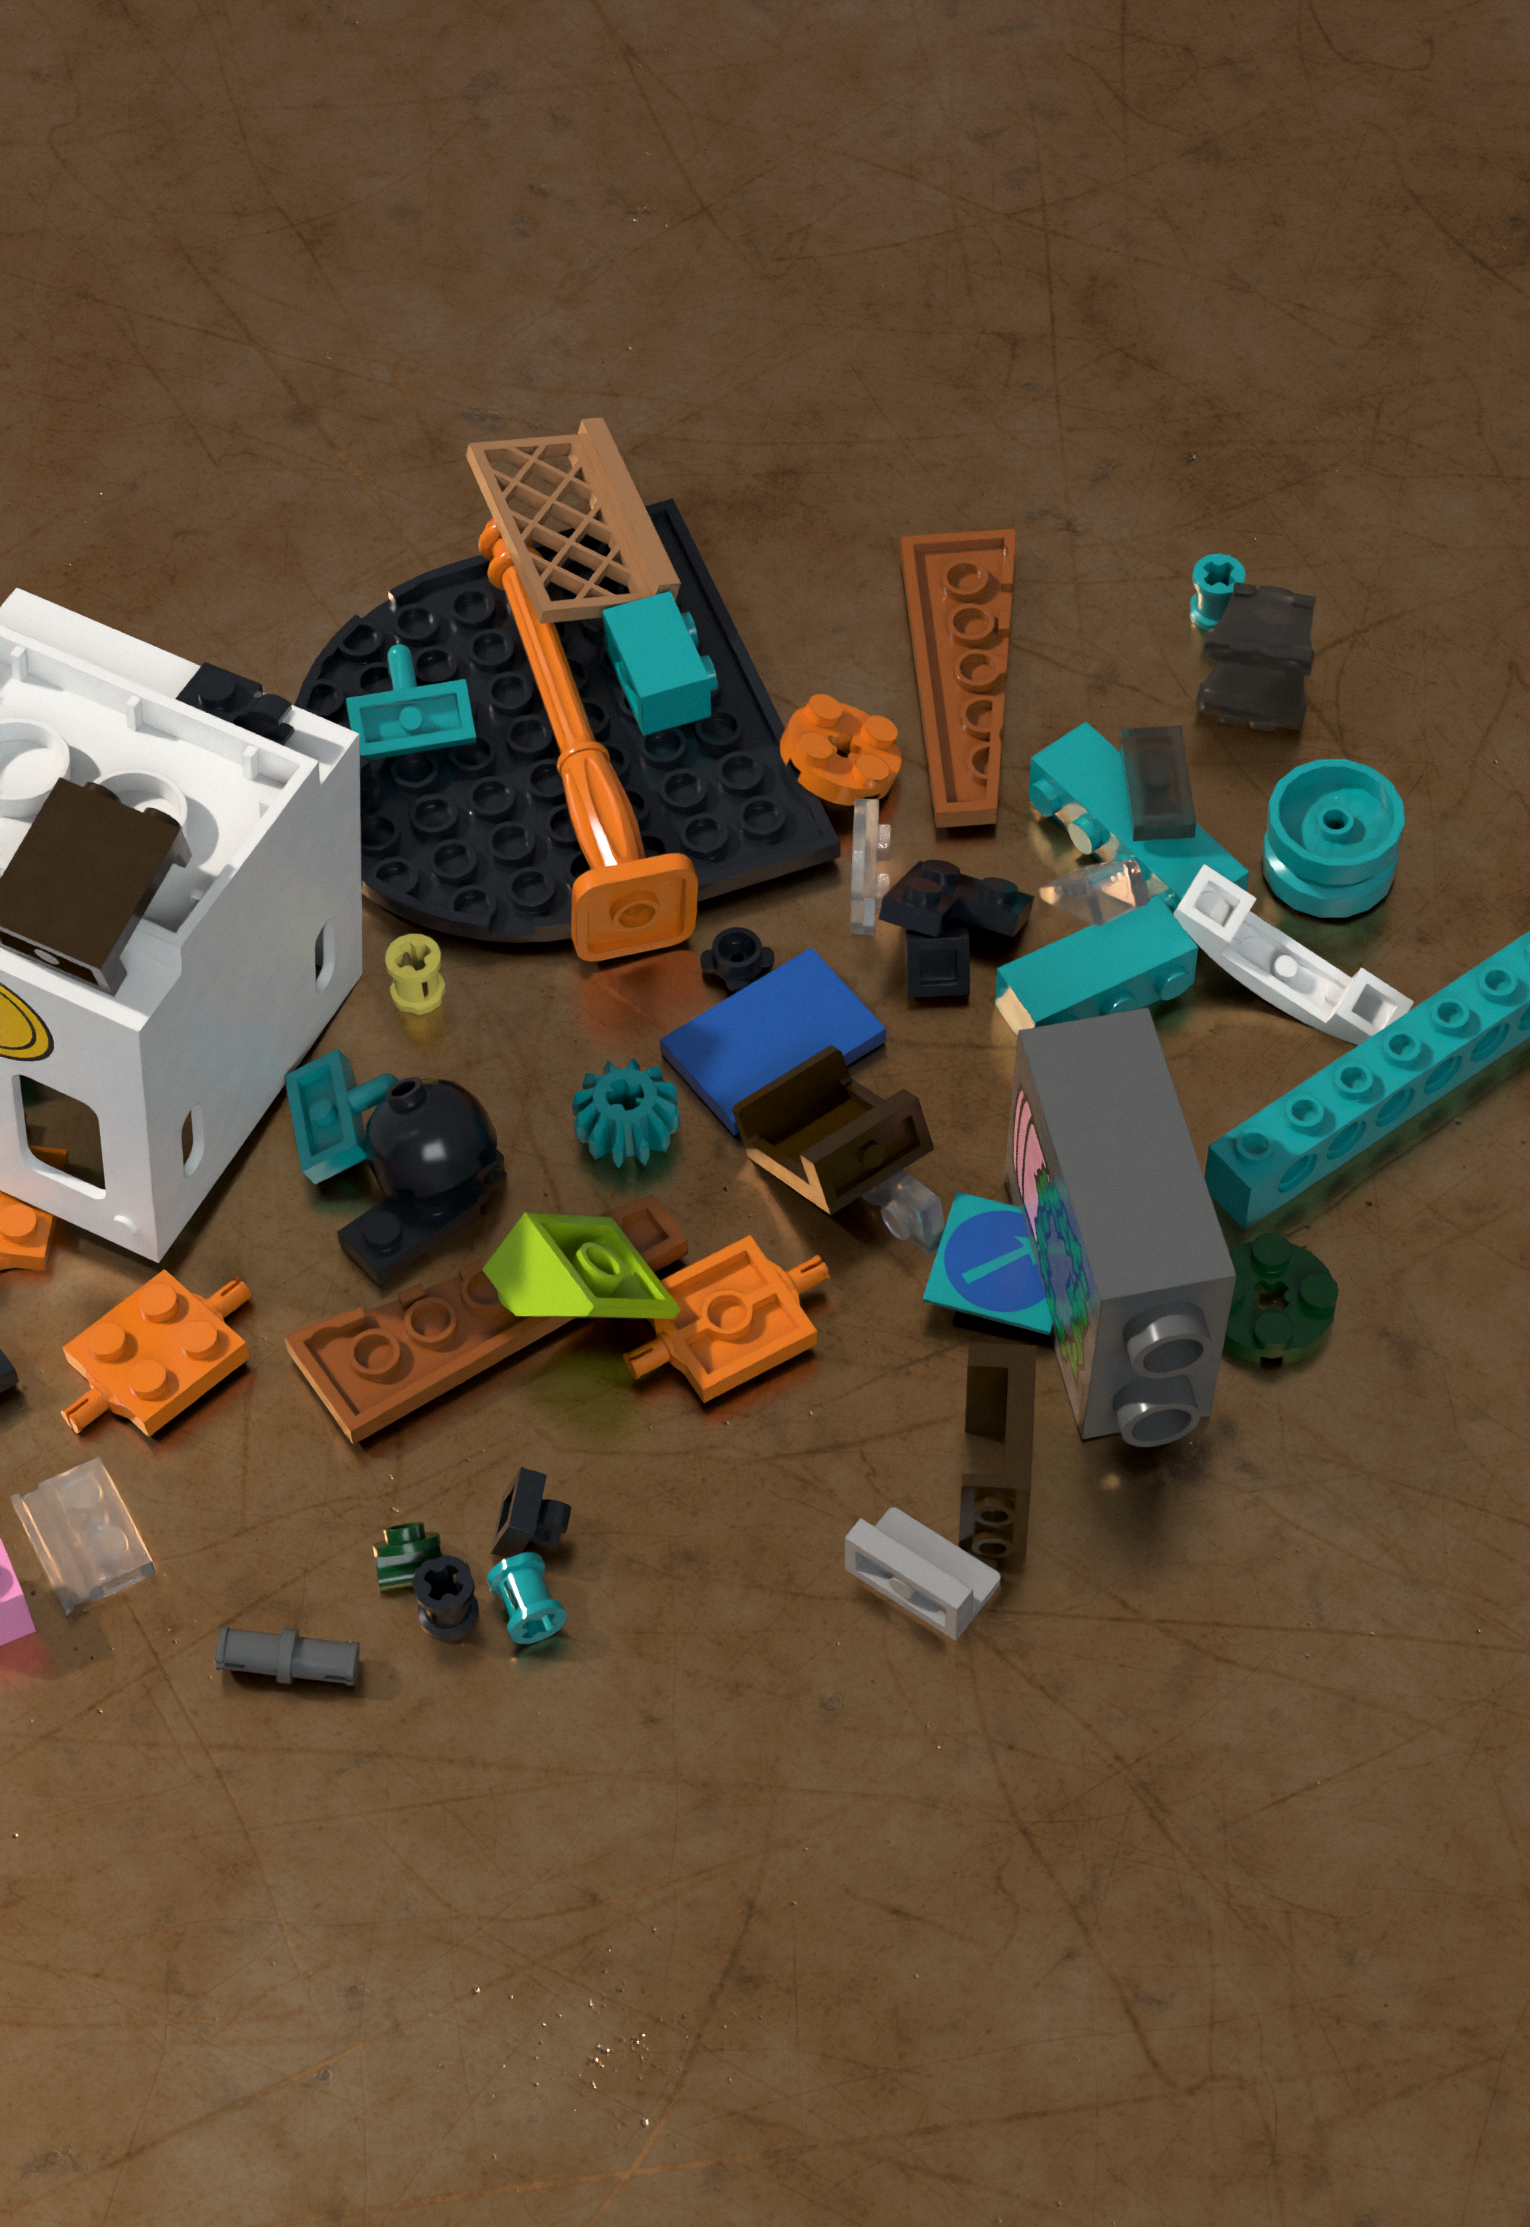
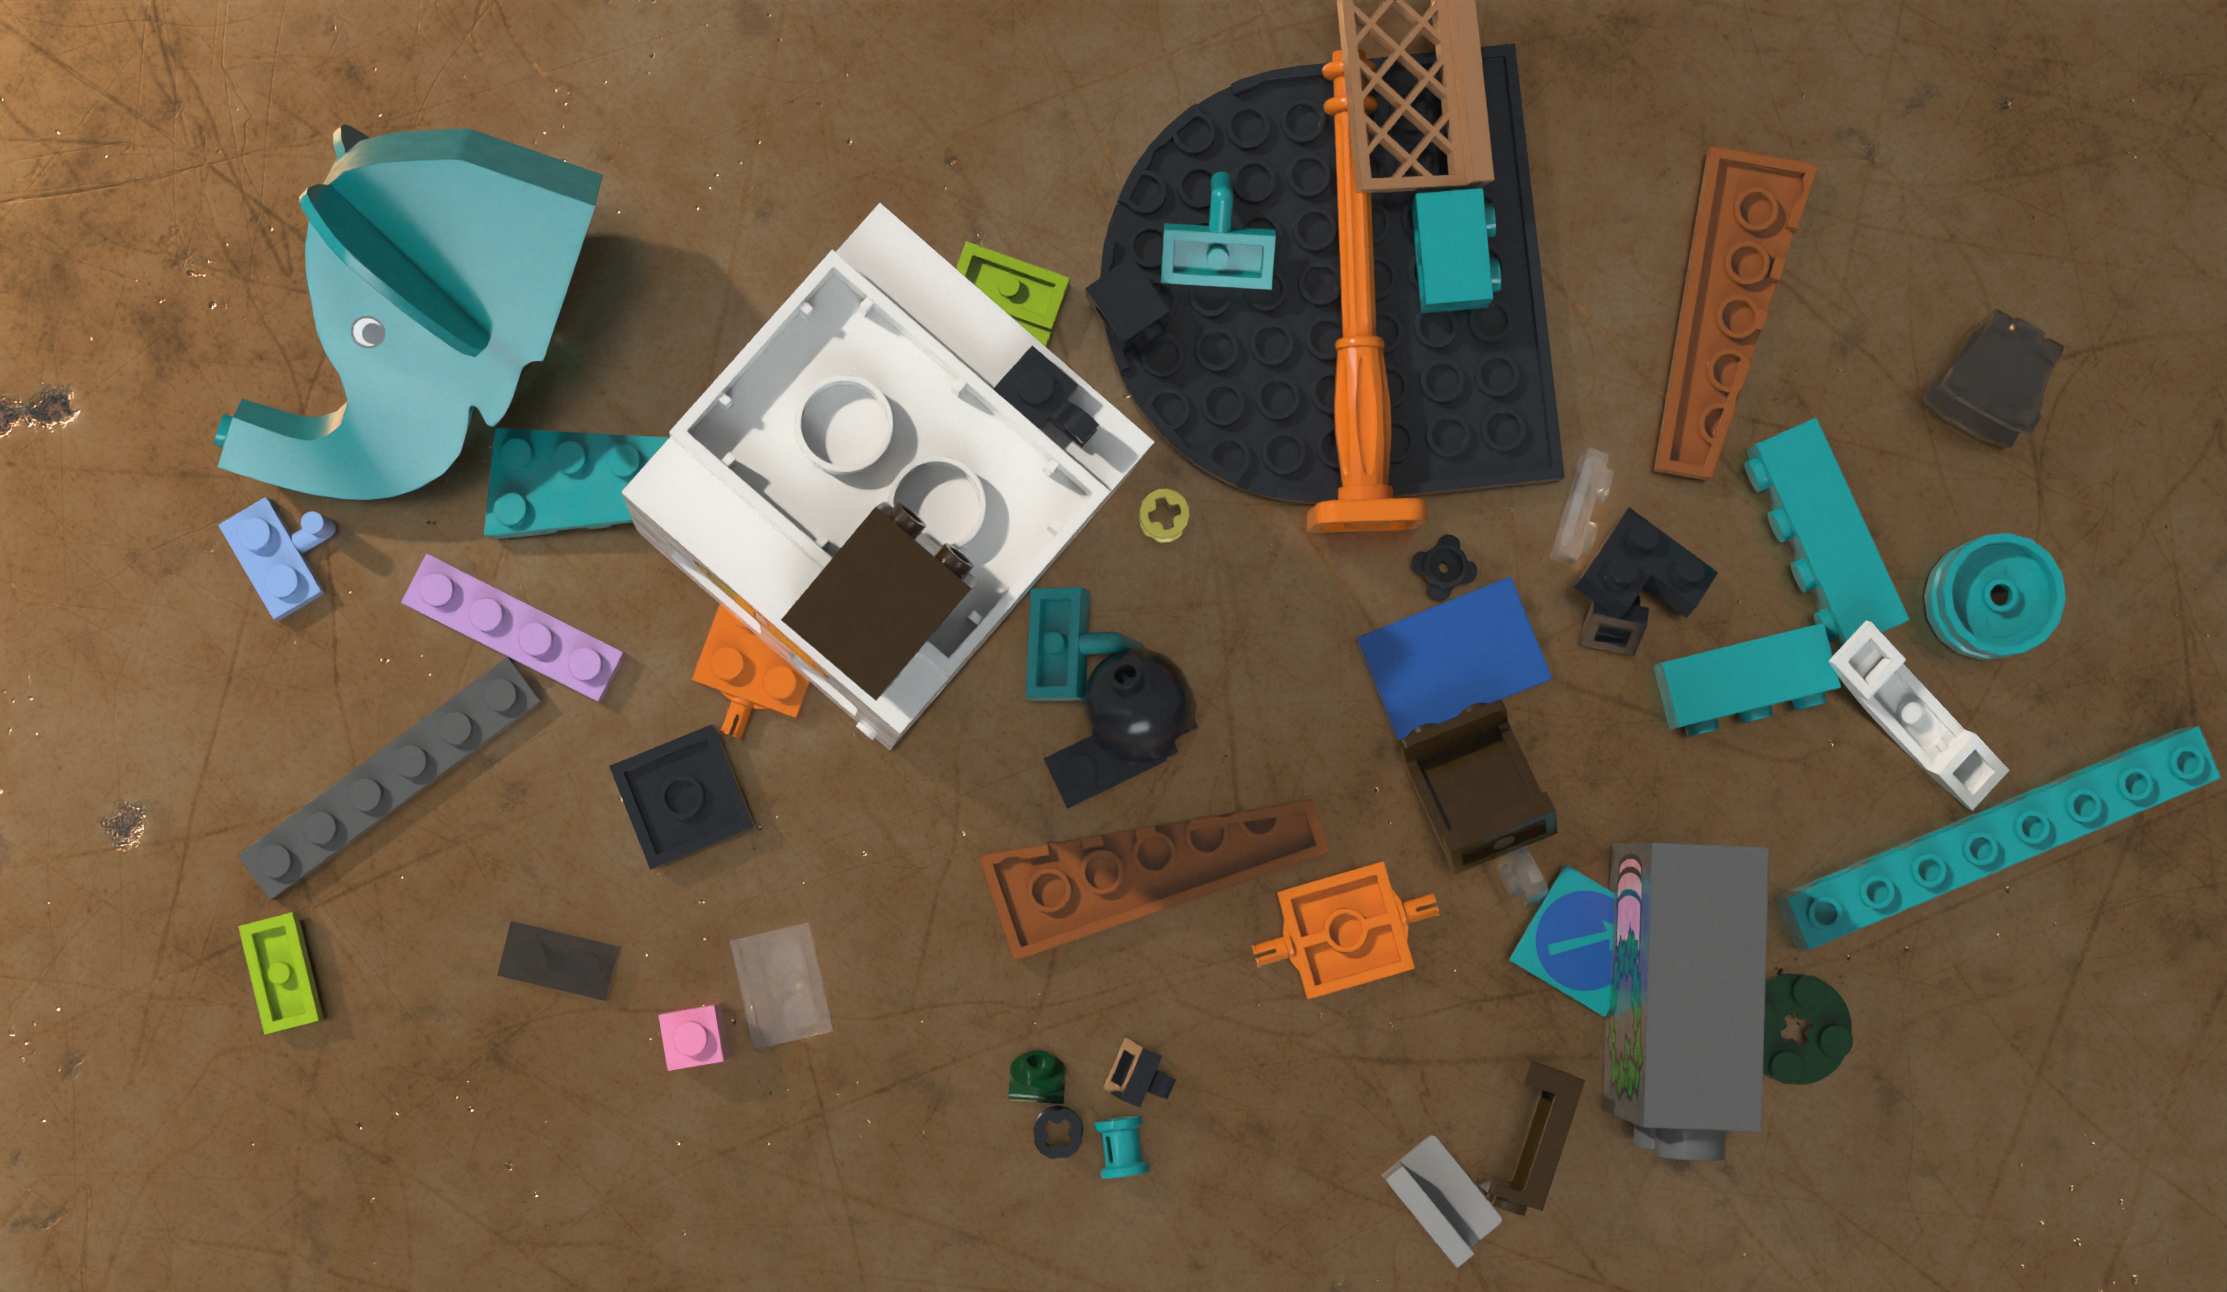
camera: 10 degrees right, 30 degrees up
(156, 1353) = (872, 832): orange plate -> none
(287, 1656) = (923, 1145): dark grey pin -> none
(575, 1270) = (1233, 888): lime slope -> none
(626, 1112) = (1321, 693): teal gear -> none
(868, 740) = (1620, 374): orange plate -> none
(1099, 891) = (1776, 624): clear slope -> none
(1157, 783) = (1857, 516): clear smoke plate -> none
(1214, 582) = (1985, 269): teal bush -> none

